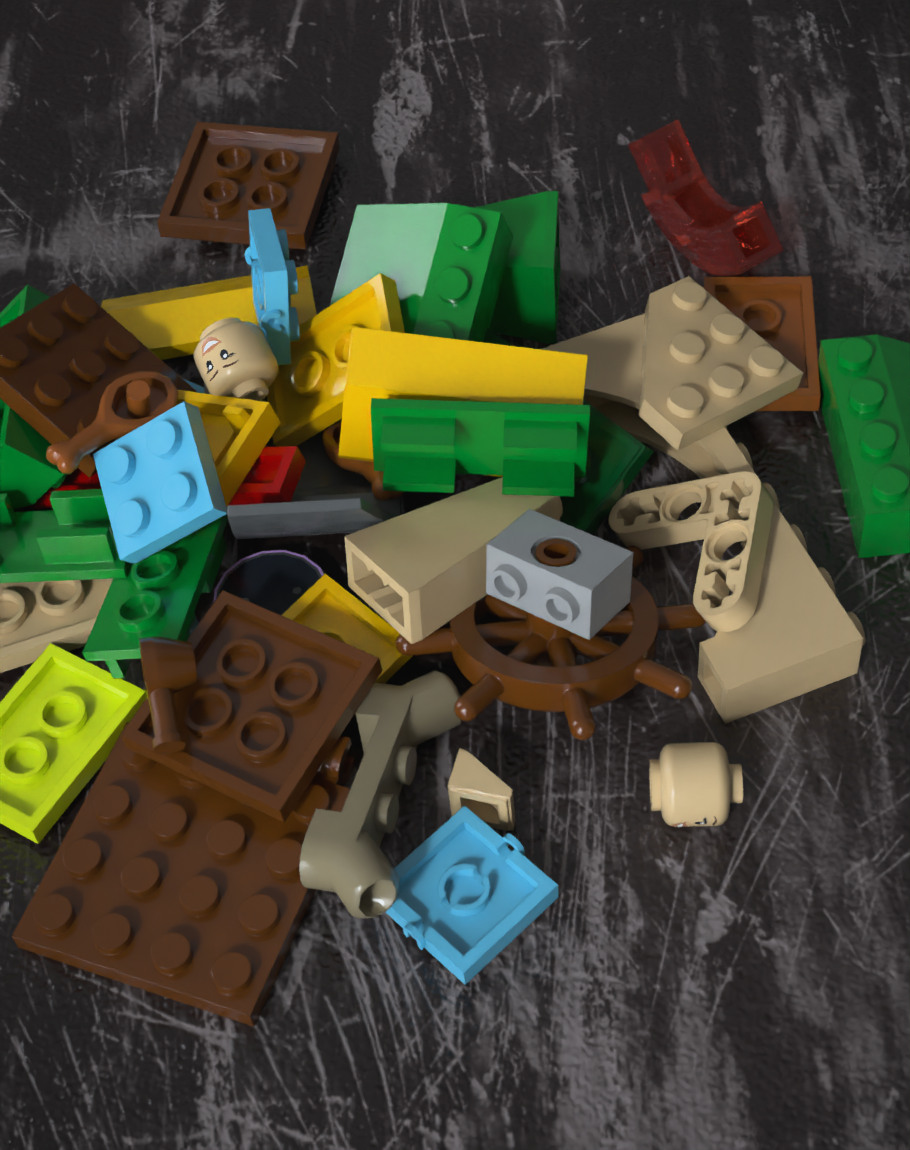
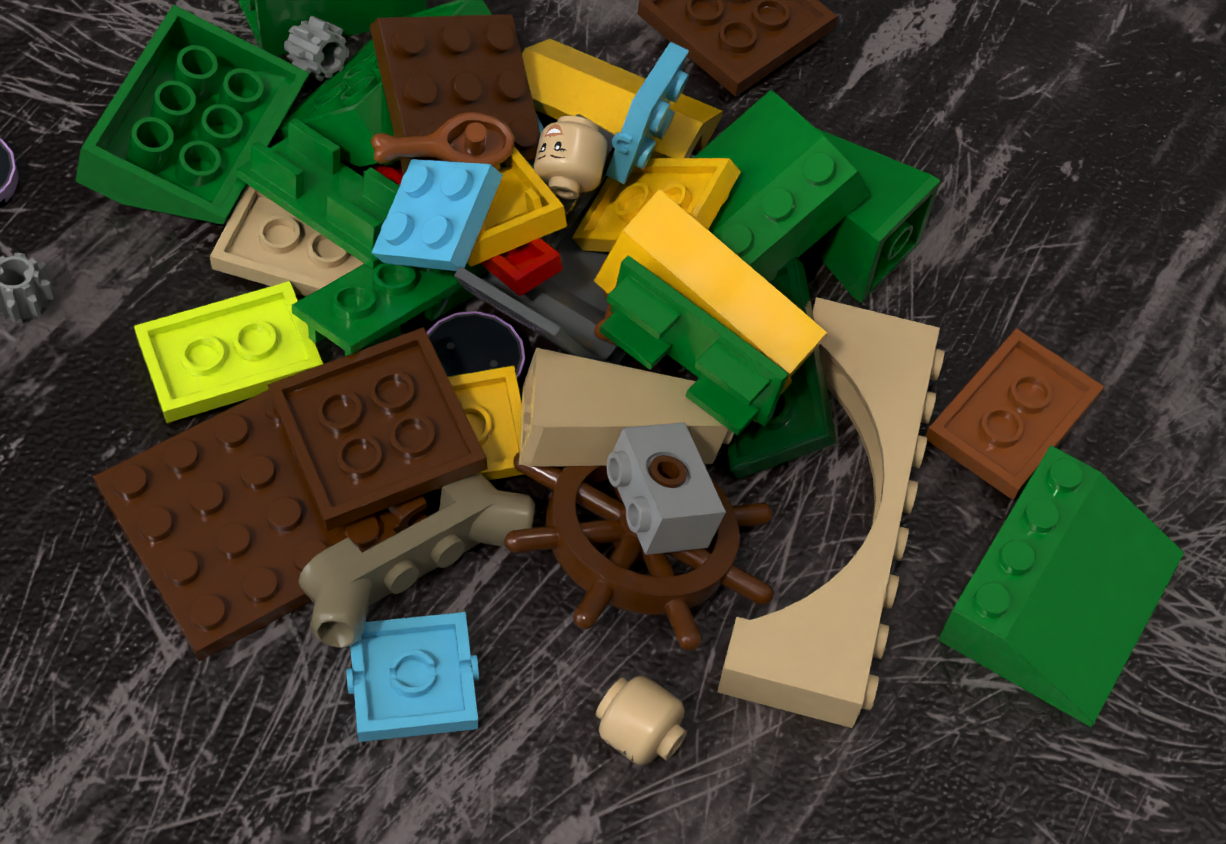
camera: 25 degrees right, 5 degrees up
(167, 669) = (329, 359): reddish brown bar -> none
(481, 792) = (482, 610): tan slope -> none
(651, 520) = (849, 535): tan beam -> none
(692, 214) = (1058, 286): clear red arch -> none
(704, 365) = (939, 401): tan plate -> none

